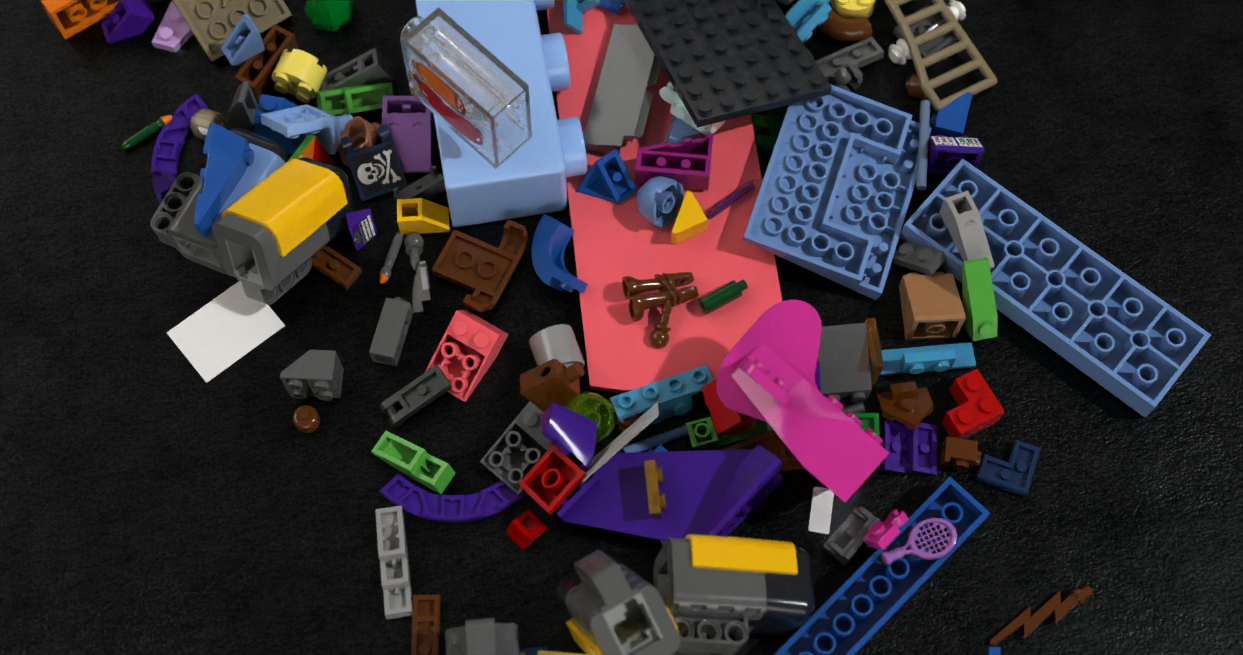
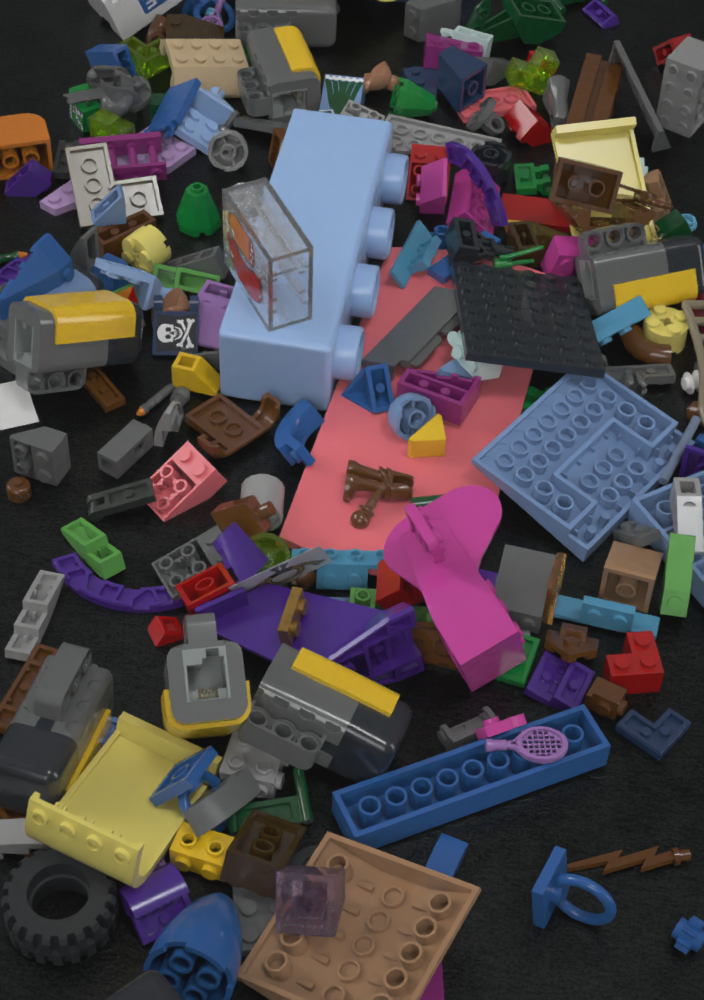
camera: 20 degrees right, 20 degrees down
(361, 227) = (139, 365): slope -> none
(723, 208) = (476, 436): piece -> none
(821, 510) = (450, 705): white sticker -> none

